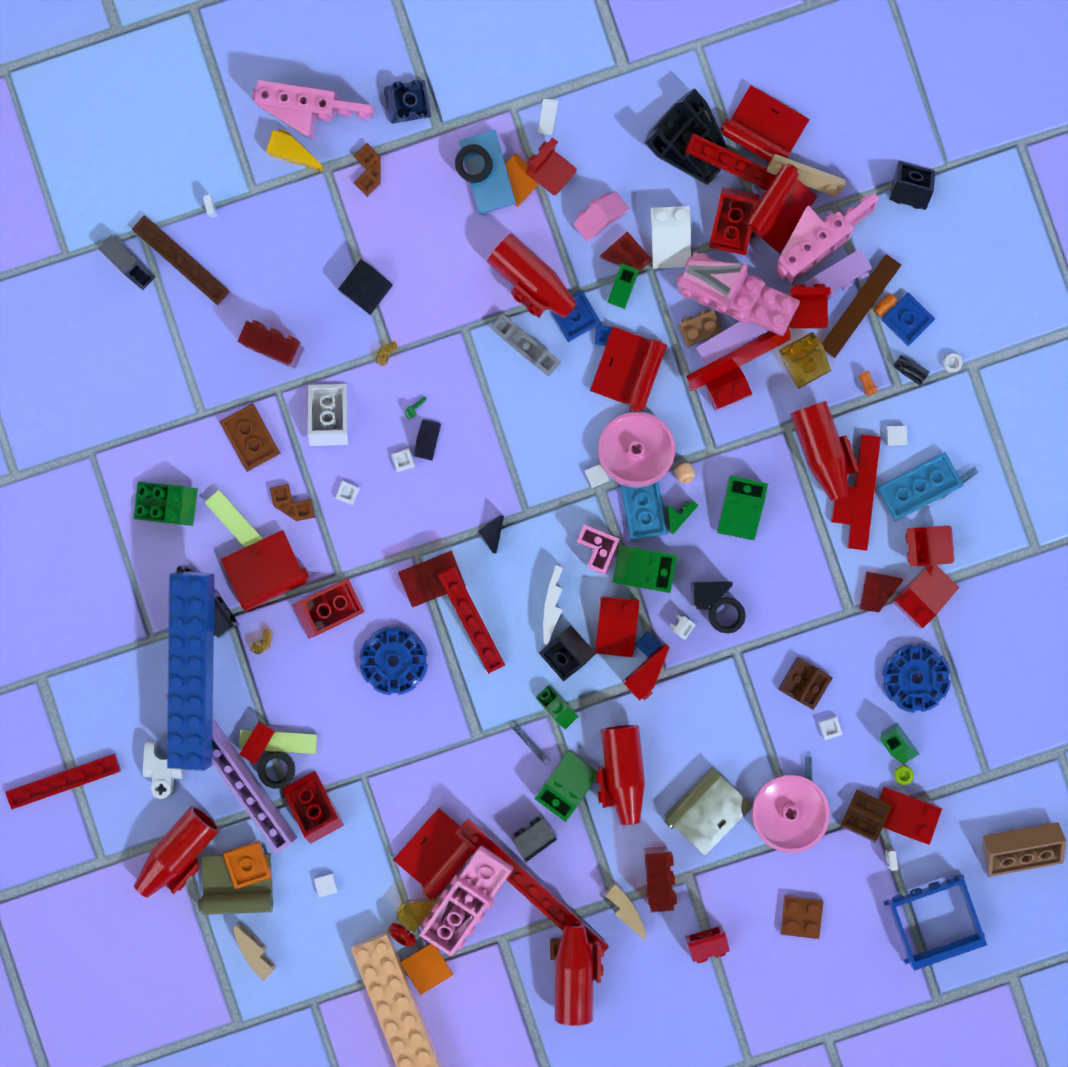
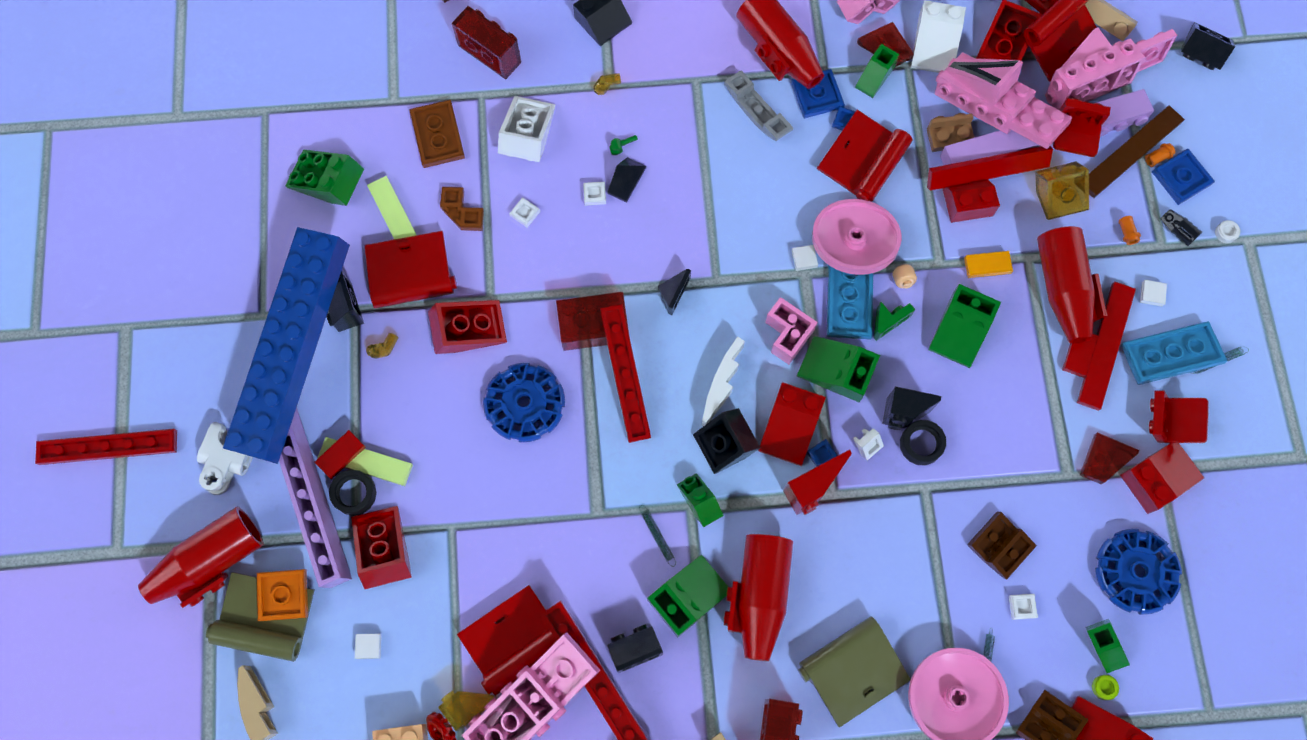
camera: 10 degrees right, 15 degrees down
(753, 443) = (988, 264): none -> light orange tile

